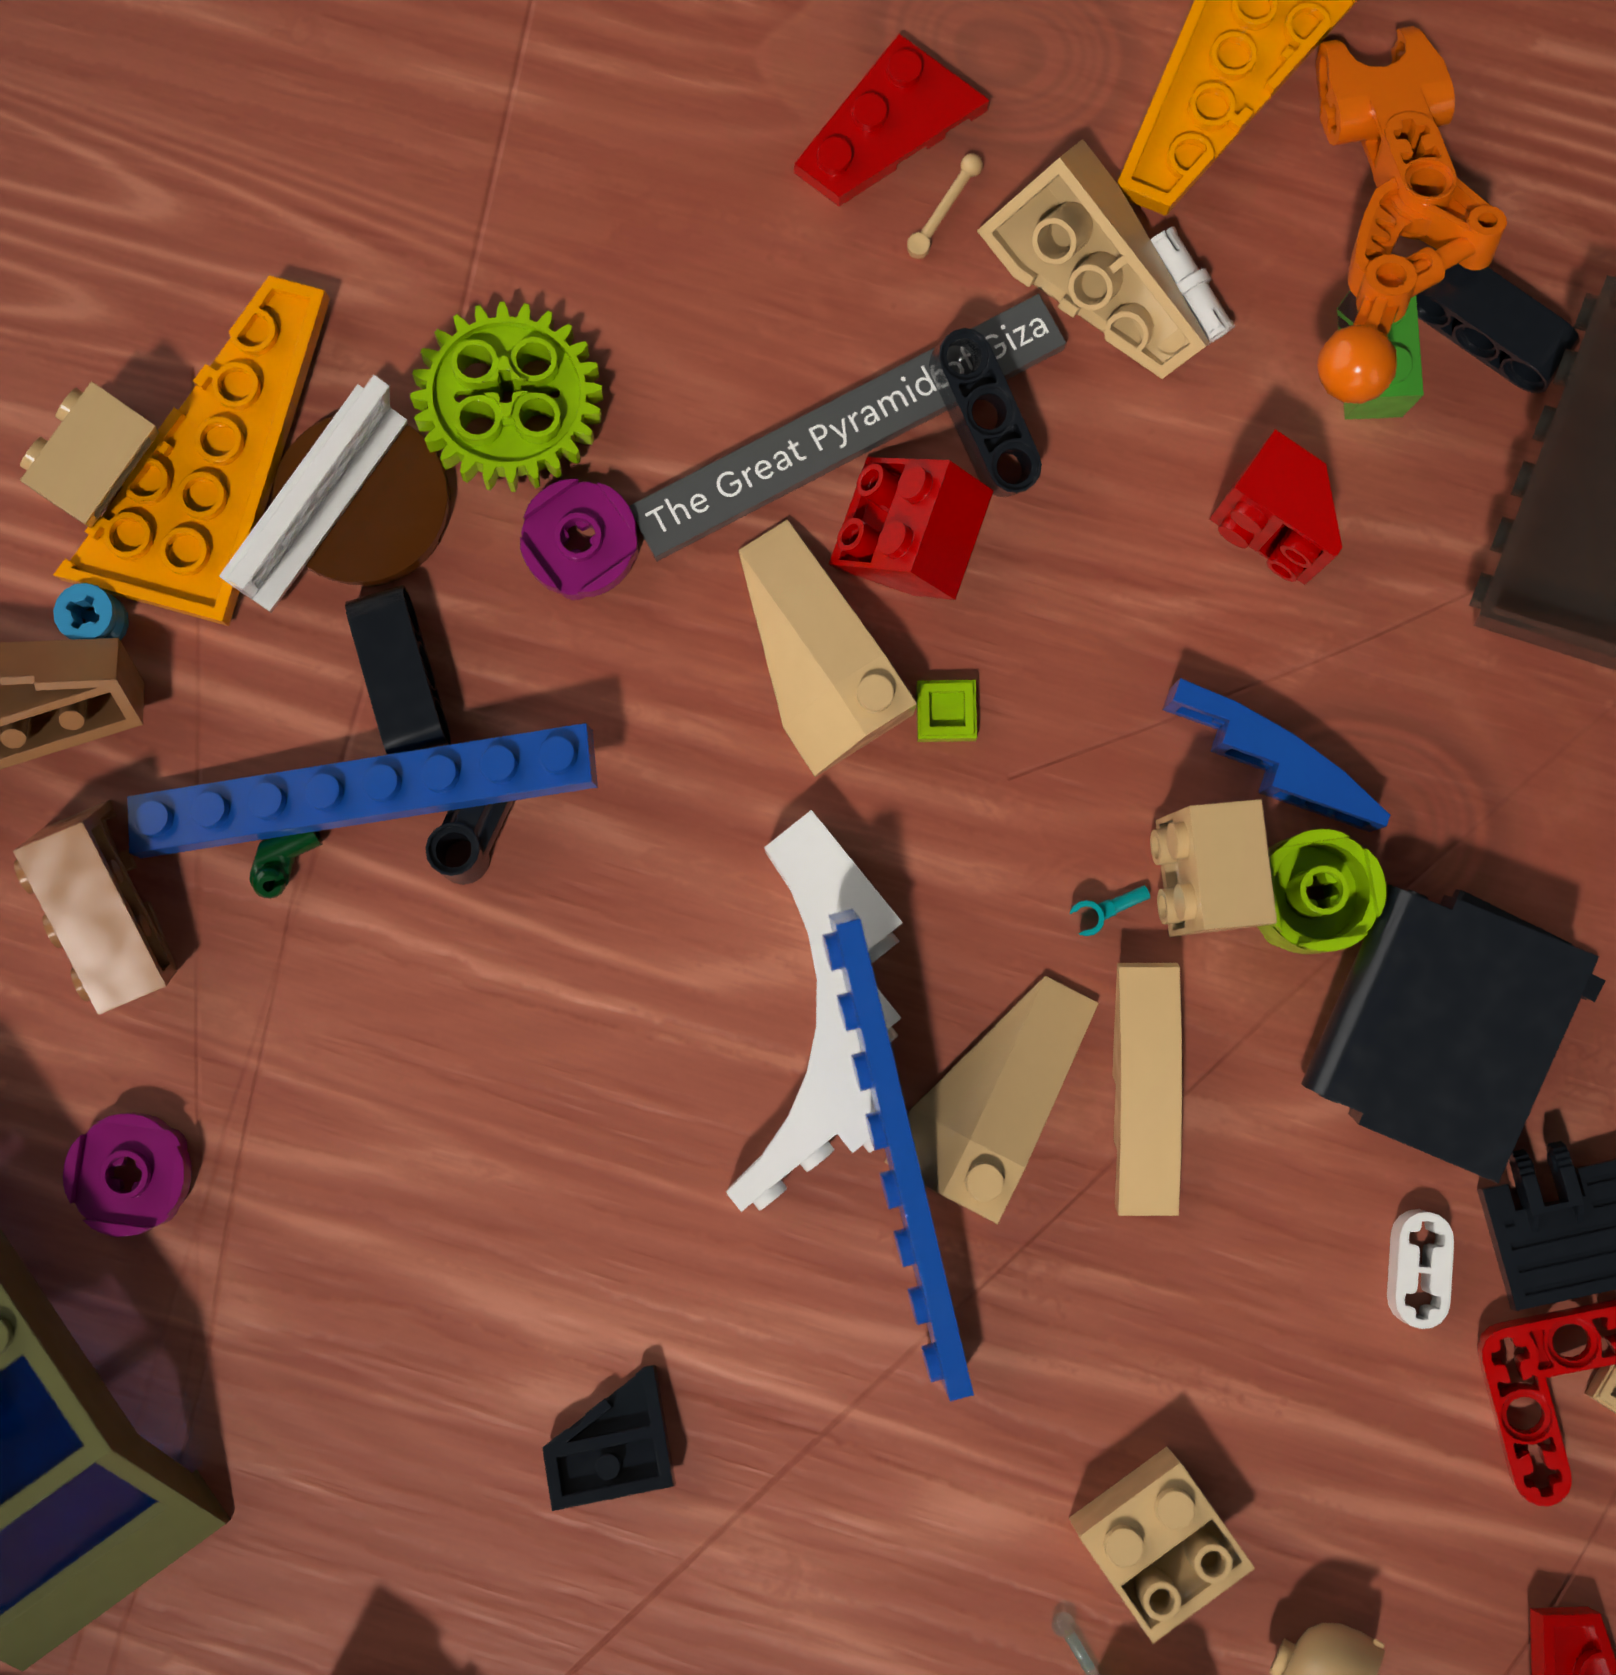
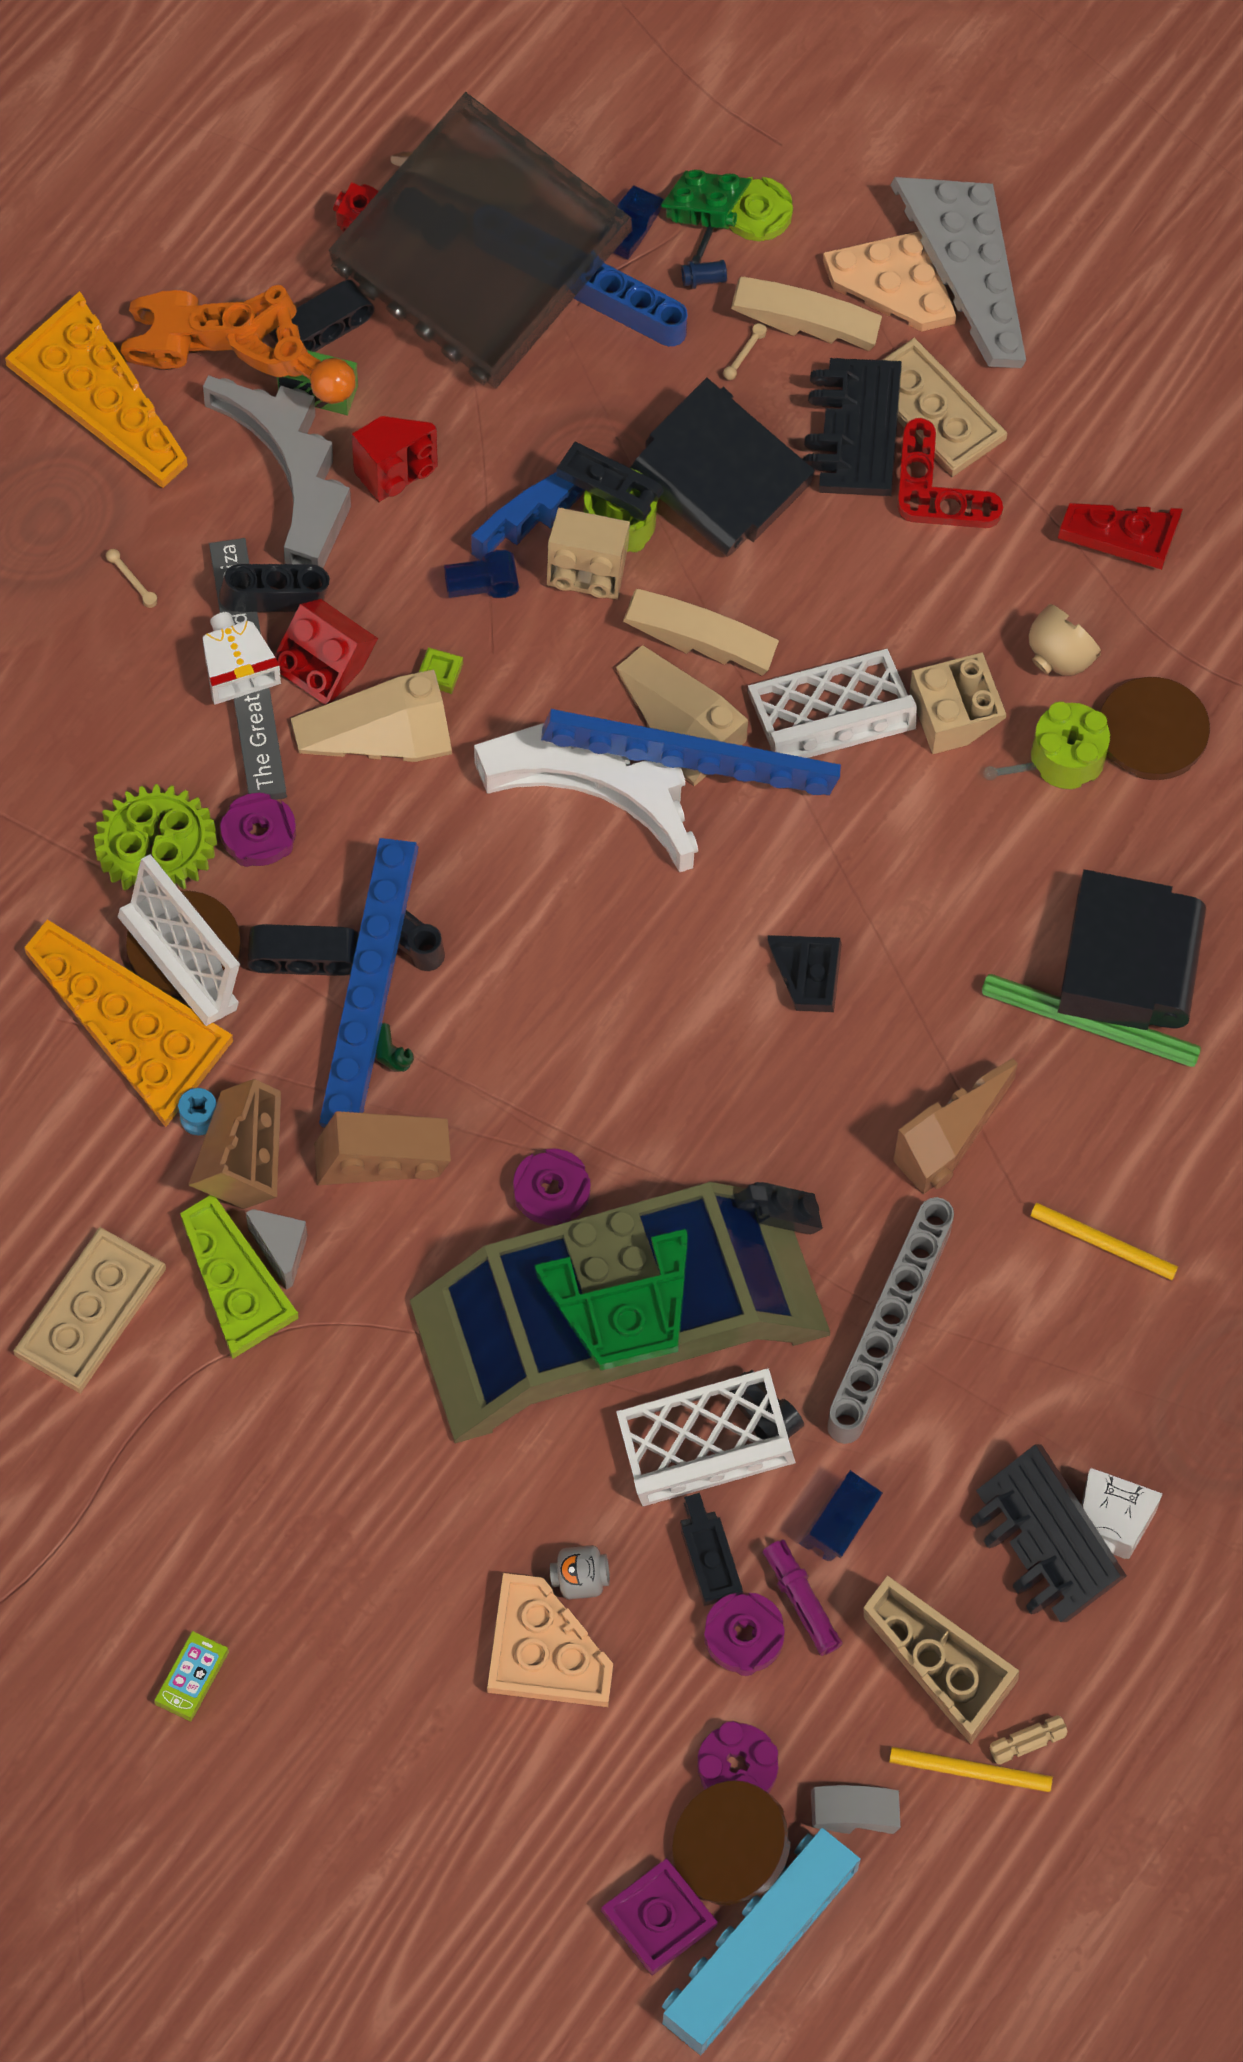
camera: 75 degrees left, 20 degrees down
(87, 453) = (102, 1070): tan slope -> none
(171, 1544) = (781, 1207): none -> black hinge
(839, 400) = (237, 659): none -> white torso
(890, 115) = (66, 591): red wing -> none
(1053, 1369) = (841, 727): none -> white fence
(1091, 254) = (191, 510): tan wedge -> none
(1111, 907) = (589, 623): teal hand -> none
(1134, 734) = (491, 575): none -> clear blue piece
(1157, 428) = (306, 459): none -> light grey arch
(1193, 284) = (237, 465): white pin -> none
(1344, 862) = (609, 480): none -> black plate
(1435, 1268) = (852, 532): white beam -> none

